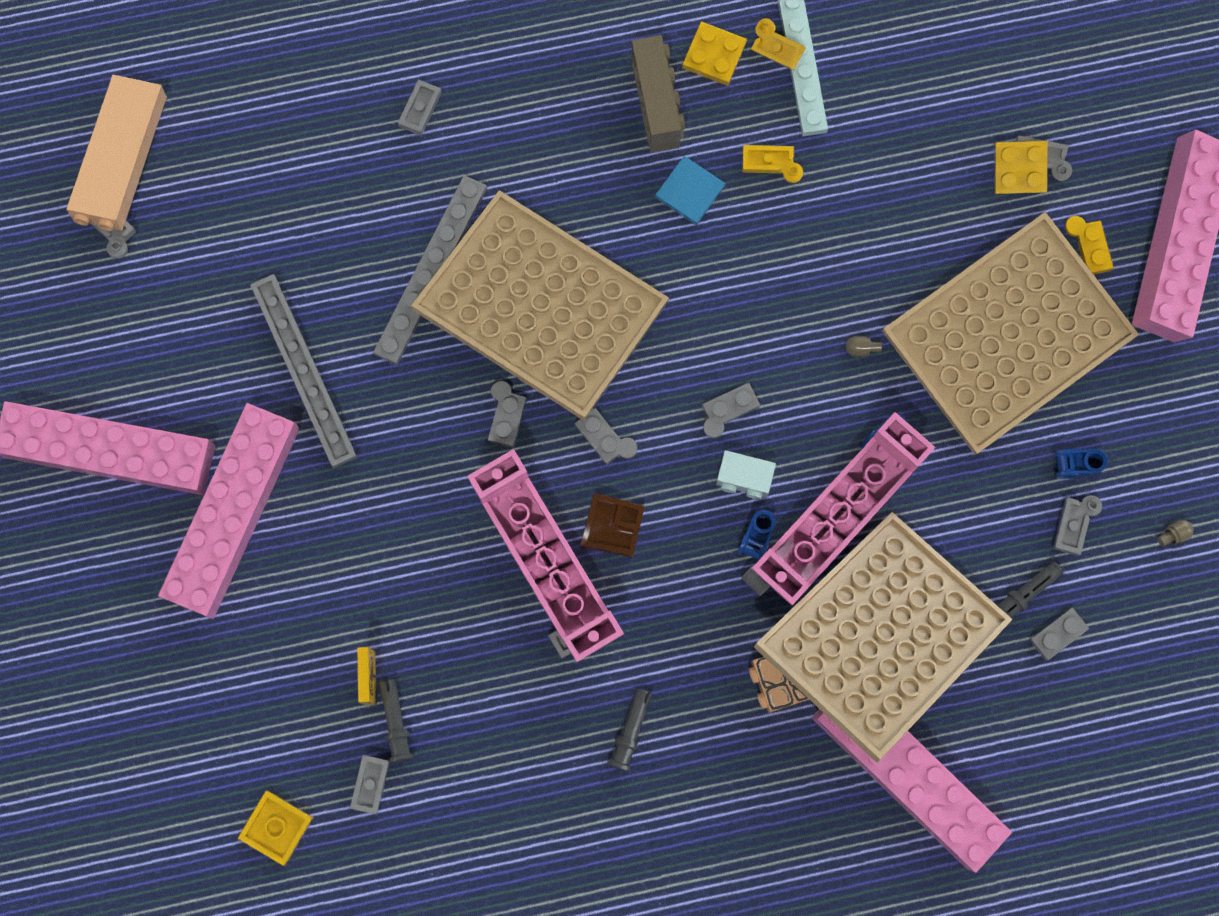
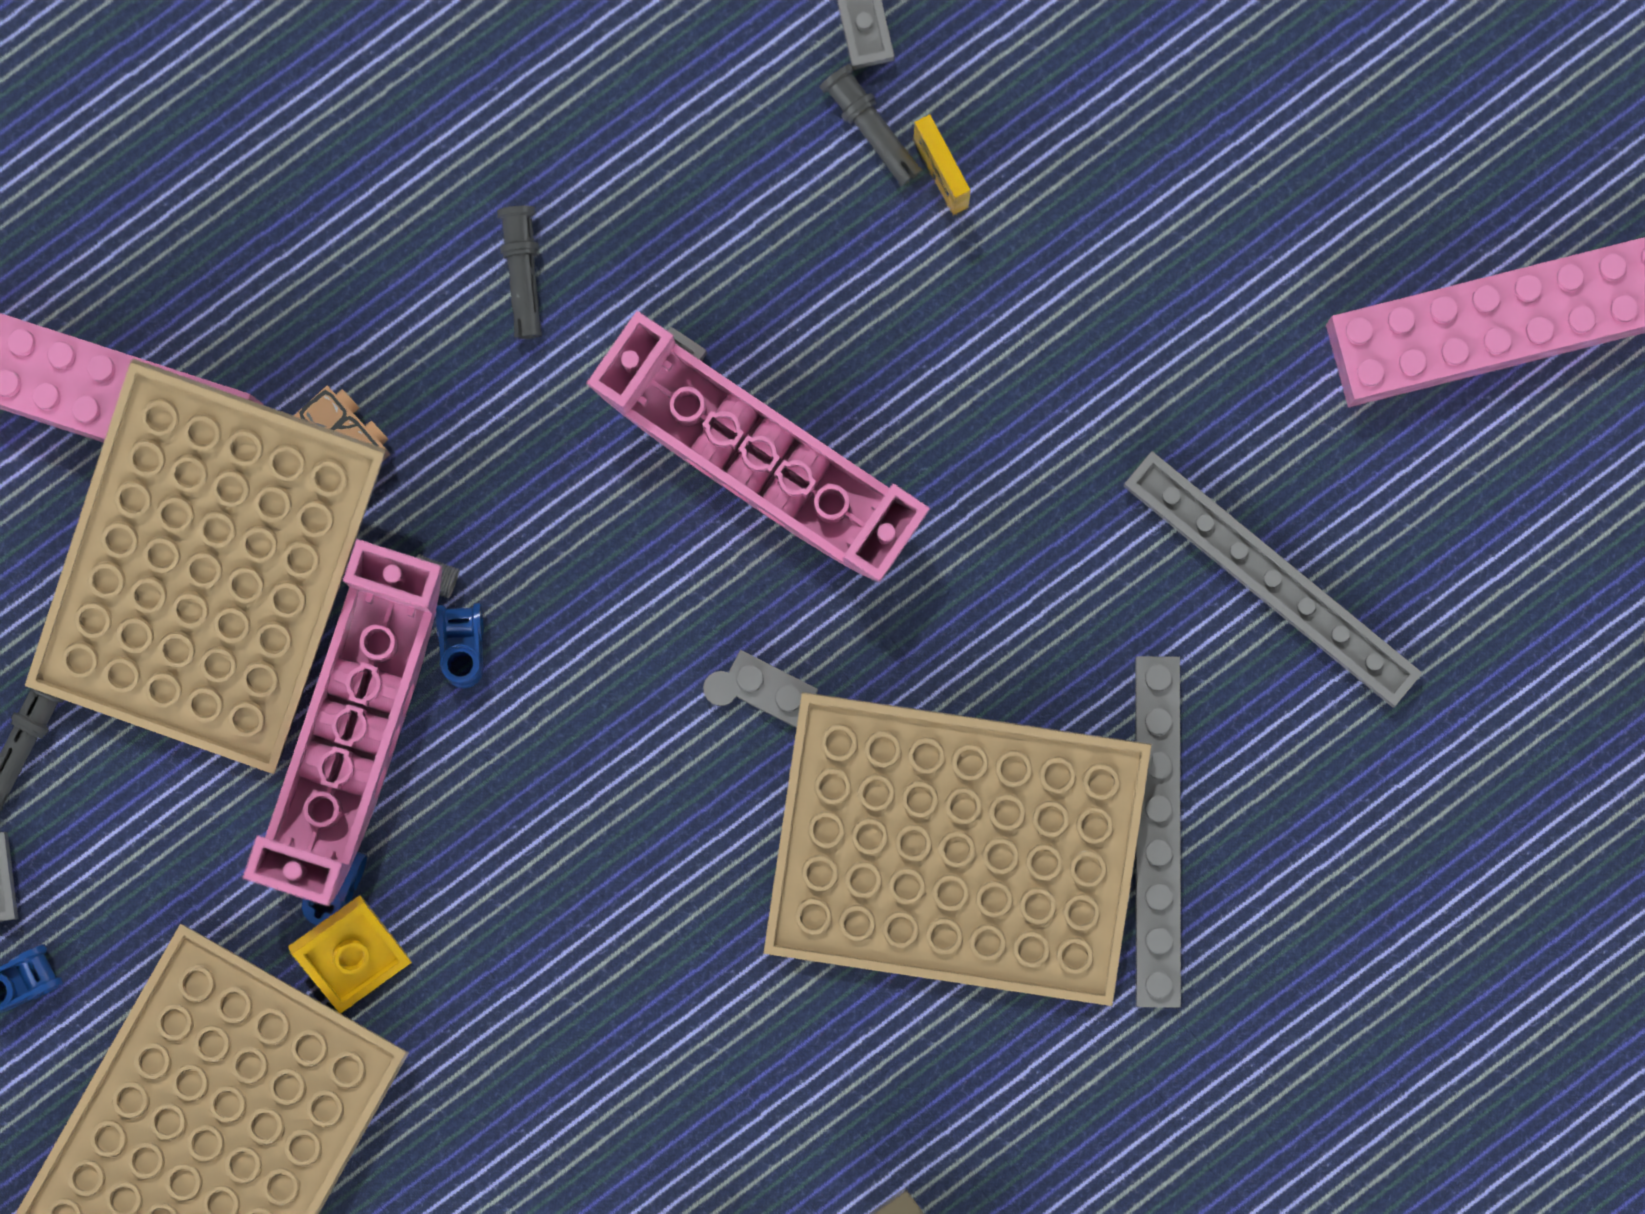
camera: 160 degrees right, 5 degrees up
(229, 511) = (1270, 314): bright pink brick -> none
(419, 107) = (1306, 1087): light grey plate -> none
(507, 415) = (927, 655): light grey hinge -> none
(612, 525) = (686, 558): reddish brown plate -> none
(690, 190) = (811, 1151): dark azure tile -> none
(727, 408) = (594, 823): light grey hinge -> none
(745, 475) = (520, 727): light aqua brick -> none
(861, 346) = (429, 1017): dark tan cylinder -> none
(891, 394) = (349, 954): none -> yellow tile

